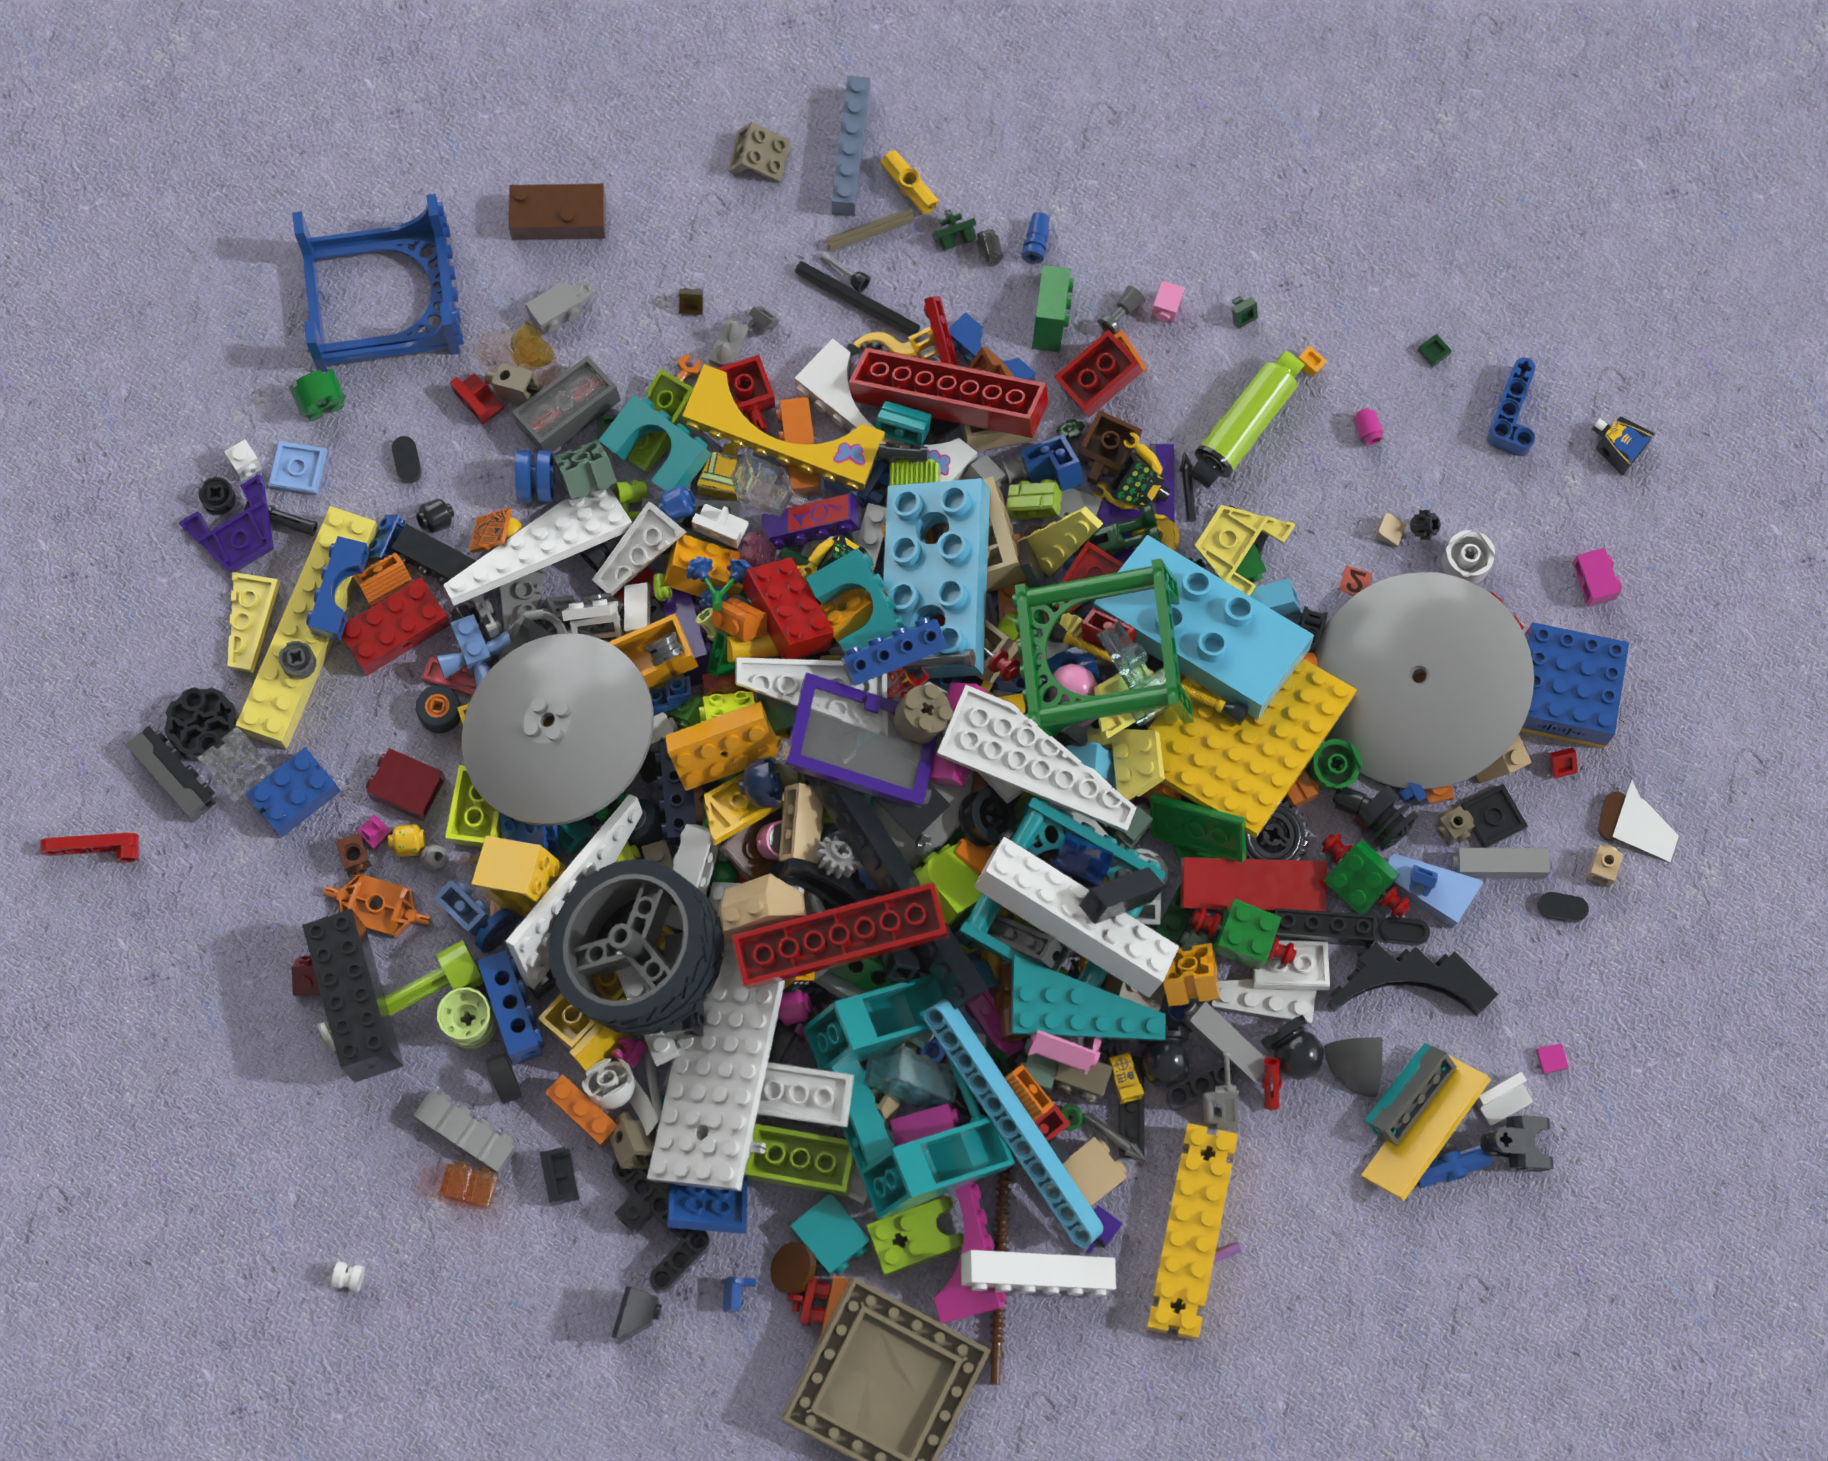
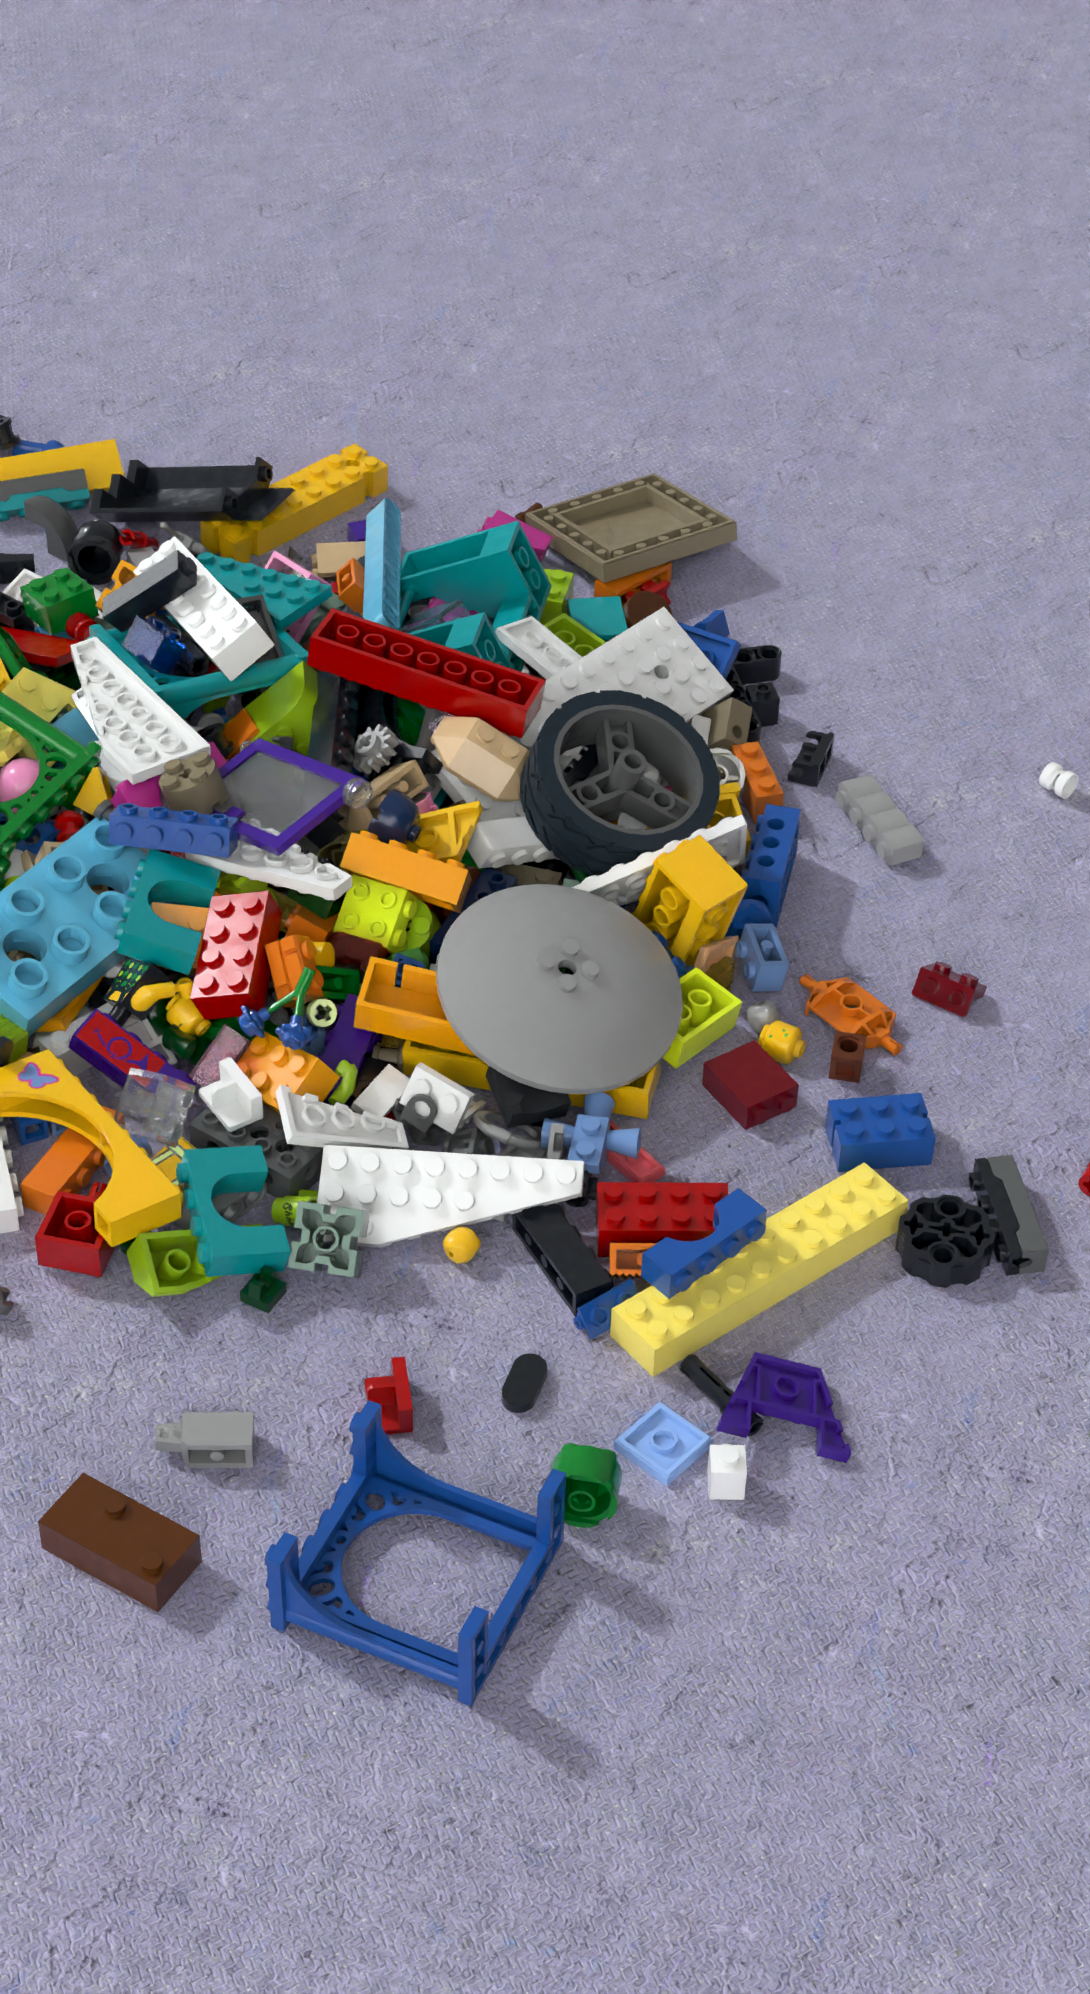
camera: 145 degrees left, 30 degrees down
(217, 496) = (784, 1457): black wheel -> none
(249, 764) = (927, 1169): clear brick -> none
(251, 611) = (822, 1318): light yellow wing -> none
(297, 660) = (798, 1204): dark grey wheel -> none
(352, 995) = (926, 904): black brick -> none
(374, 832) = (812, 1071): dark pink tile -> none
(435, 516) = (535, 1300): black head -> none
(444, 717) = (667, 1128): black wheel -> none
(455, 1012) = (819, 877): yellowish green wheel -> none
(456, 969) = (803, 915): lime piece -> none
(469, 1185) = (905, 787): clear orange brick -> none
(490, 530) = (483, 1247): orange piece -> none
(503, 1078) = (815, 826): black tyre -> none
(513, 383) = (336, 1370): dark tan torso -> none
(530, 348) = (284, 1403): clear yellow cylinder -> none
(537, 476) = (391, 1262): blue wheel -> none
(566, 405) = (294, 1322): brick -> none
(635, 1314) = (813, 648): black slope -> none
(664, 648) = (394, 973): dark grey wheel -> none
(677, 502) = (260, 1130): blue head -> none
(686, 371) = (123, 1303): orange bar -> none
(691, 301) = (52, 1361): dark brown tile -> none
(729, 343) = (51, 1303): light grey tile -> none
(1038, 1272) = (453, 513): white brick -> none
(1267, 1155) = (189, 494): none -> black panel

